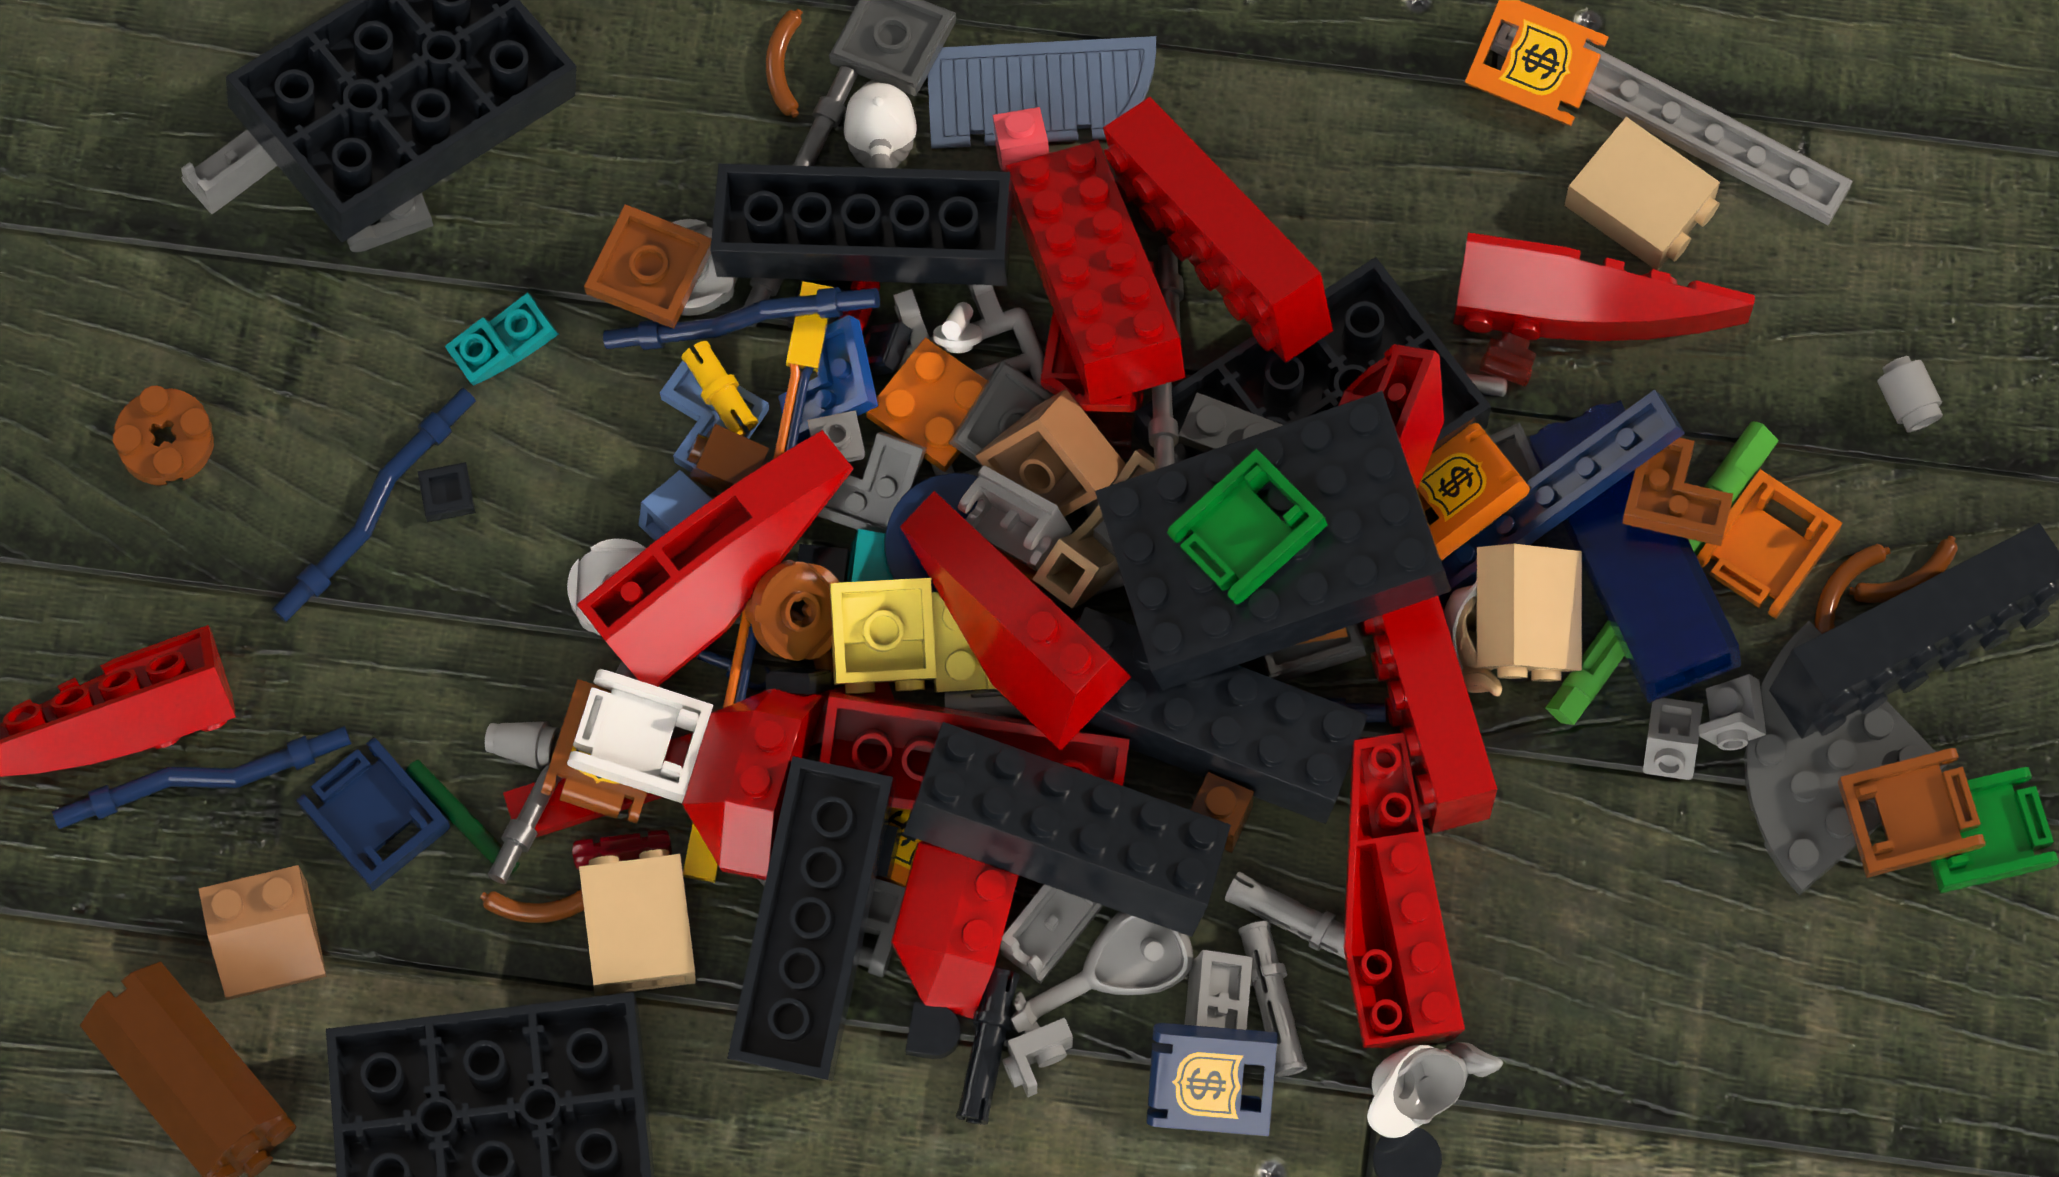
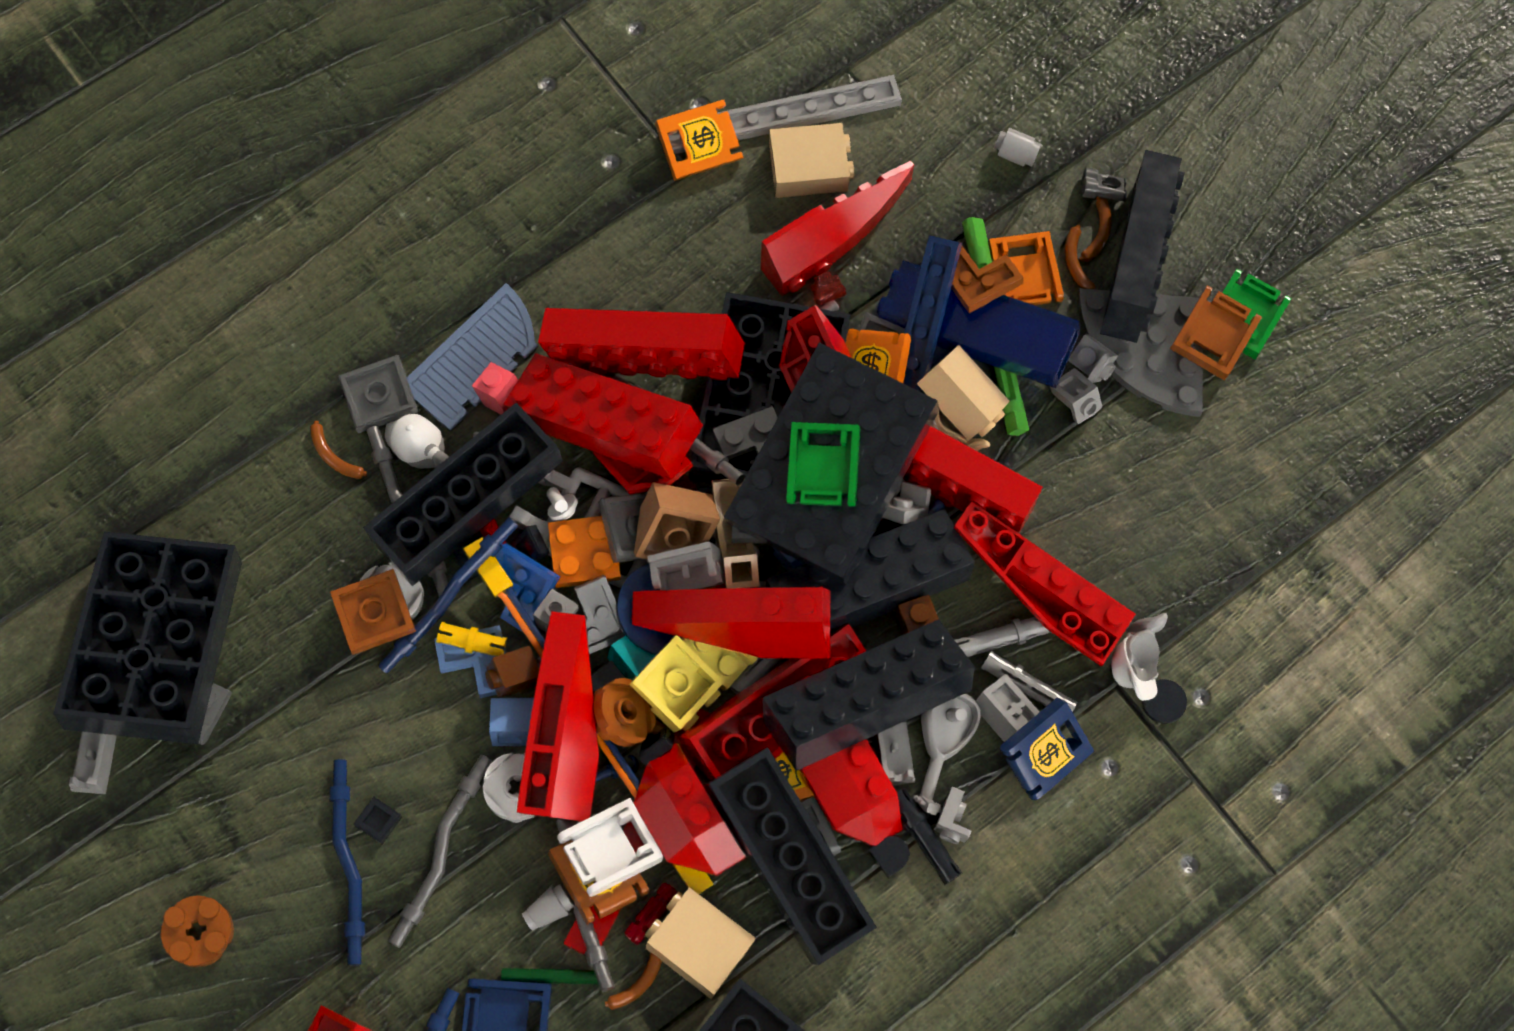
camera: 50 degrees left, 0 degrees up
(386, 618) = (413, 912): none -> flat silver bar
(502, 342) = (329, 718): teal slope -> none
(1334, 680) = (910, 505): none -> light grey bracket
(1963, 512) = (1103, 185): none -> dark grey piece

